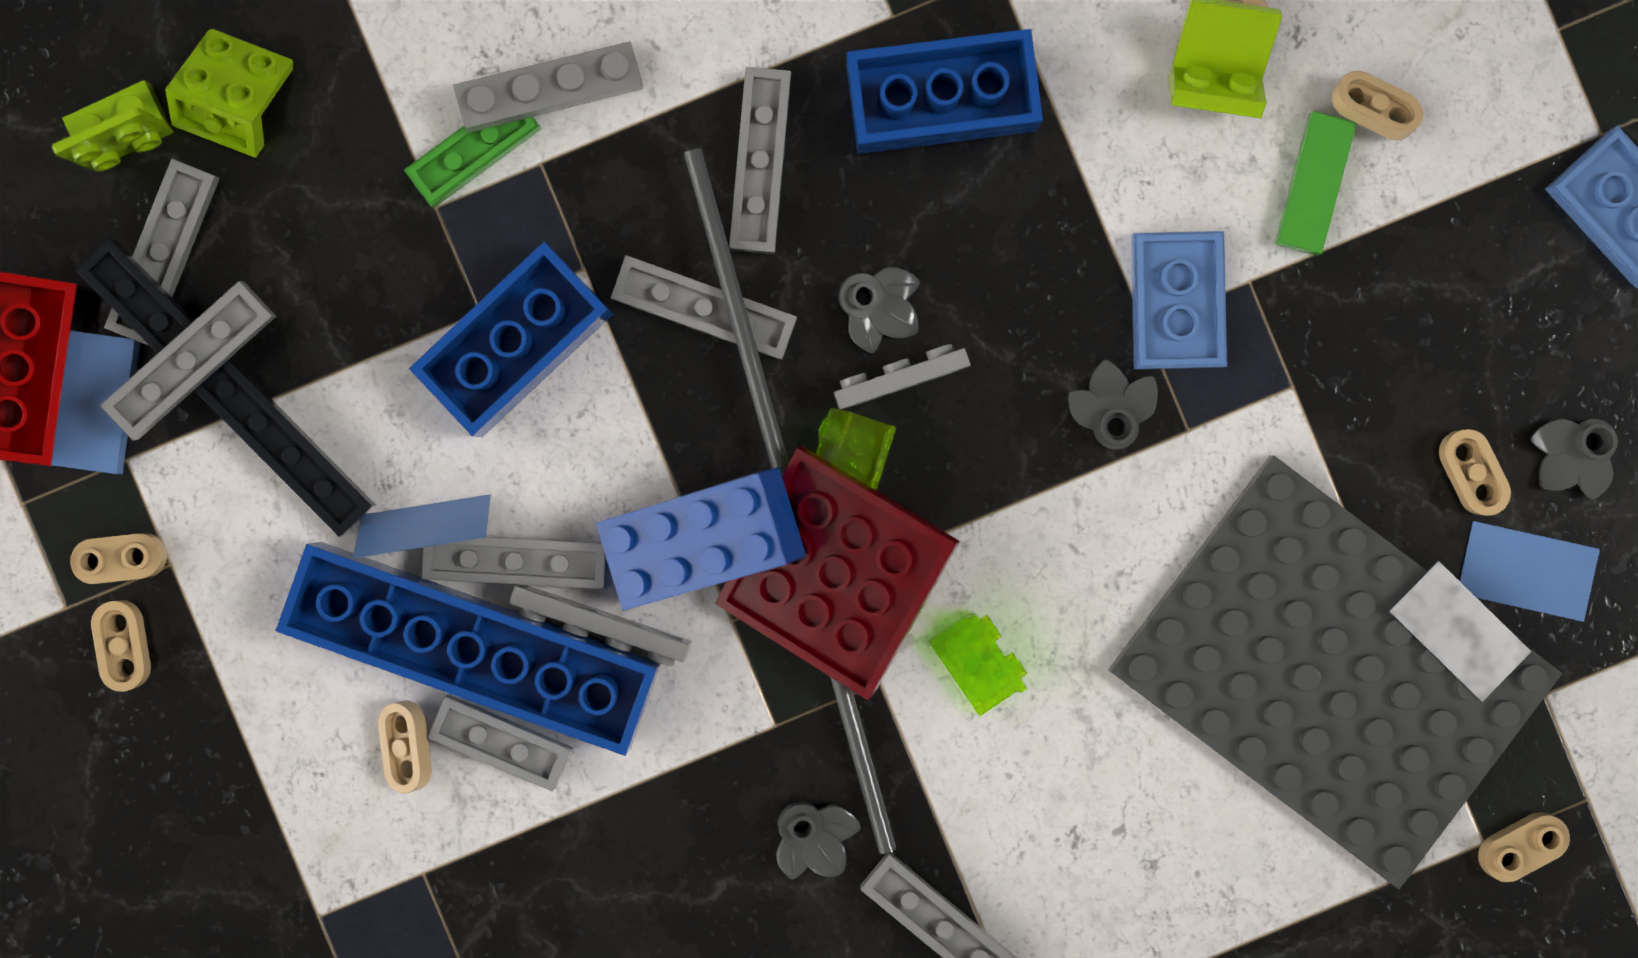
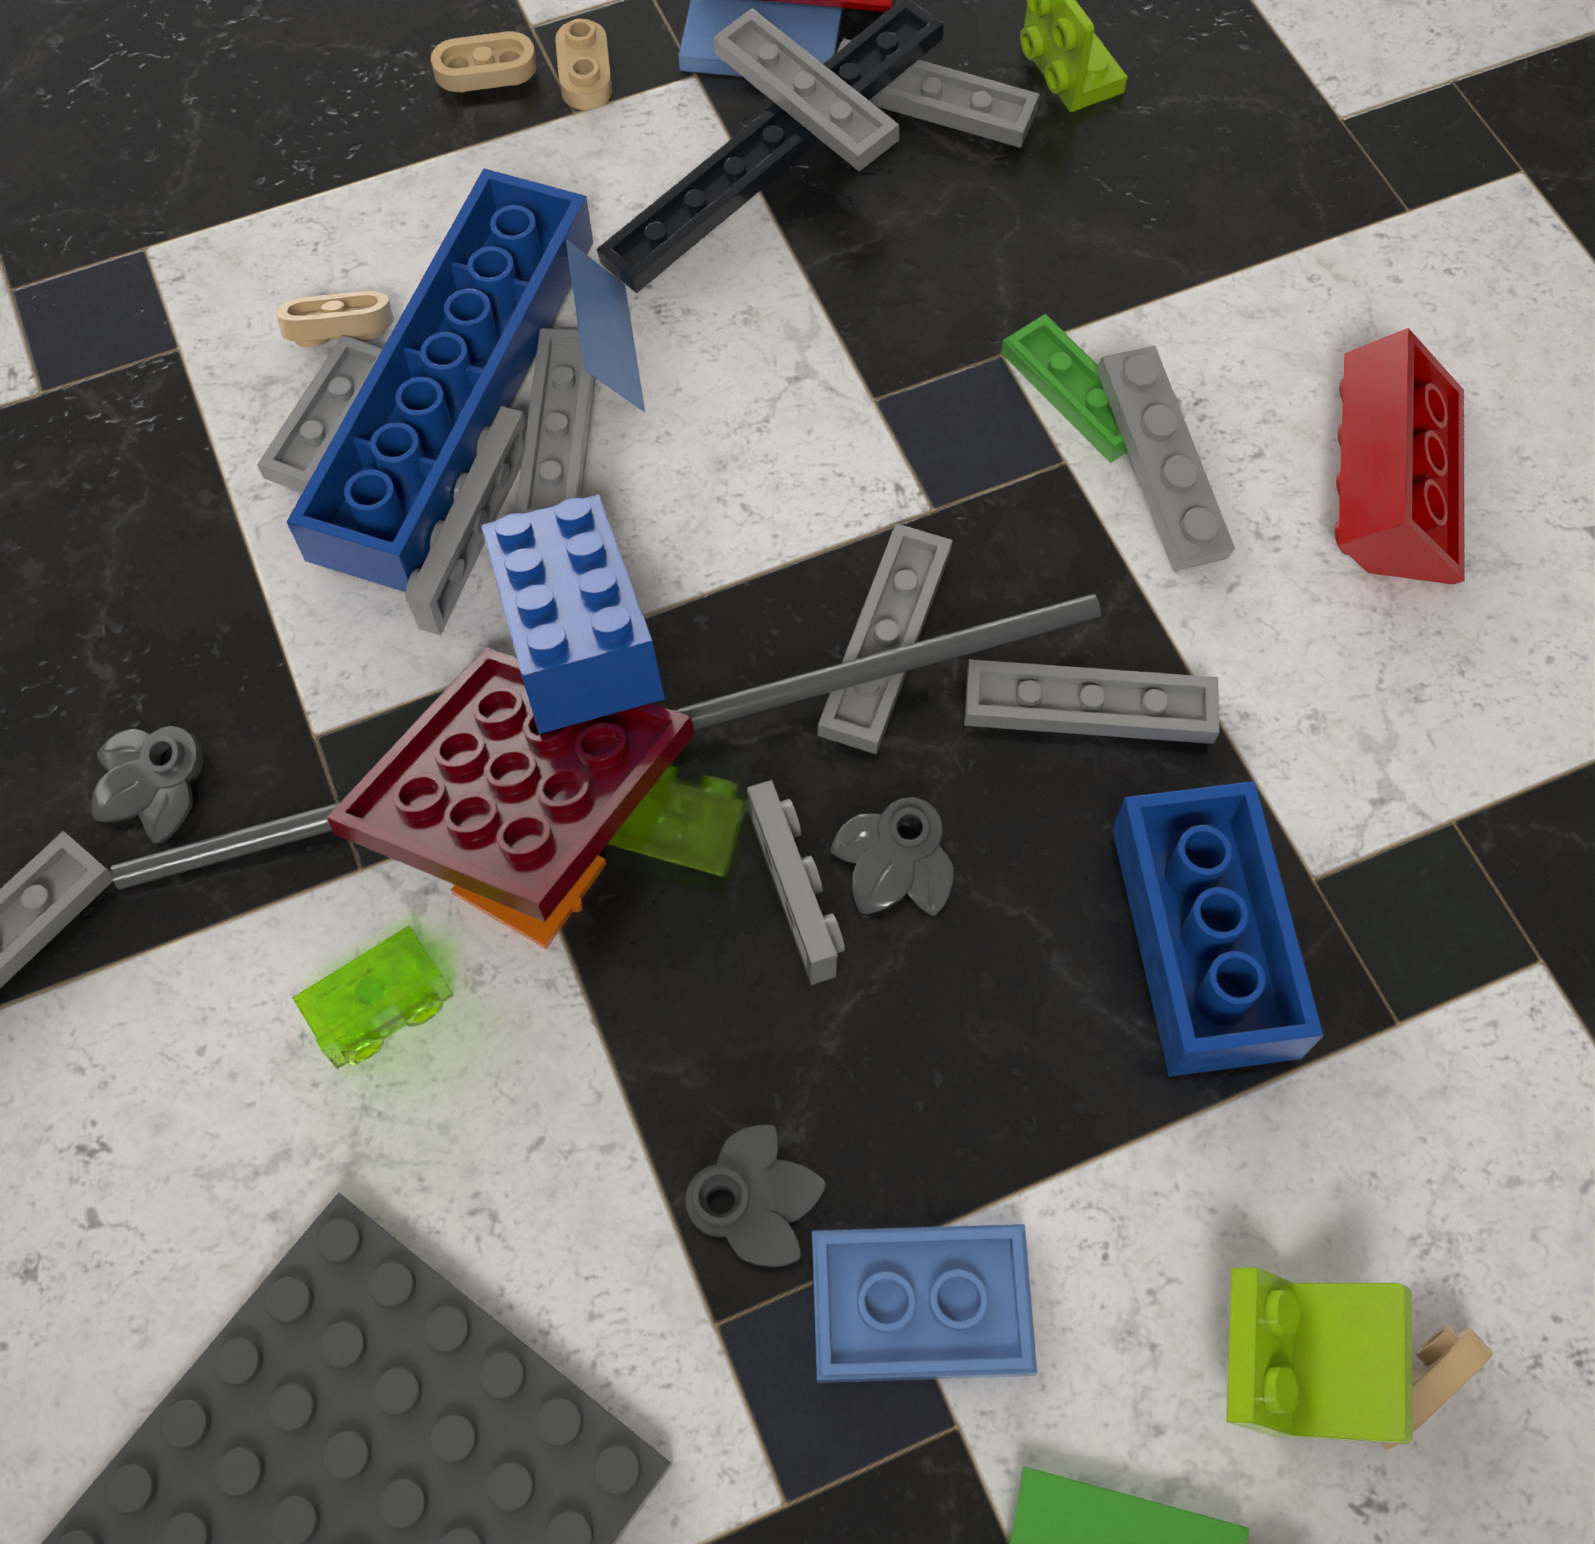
camera: 90 degrees right, 25 degrees down
(226, 91) = (1128, 141): lime bracket -> none
(511, 341) = (837, 413): blue brick -> none

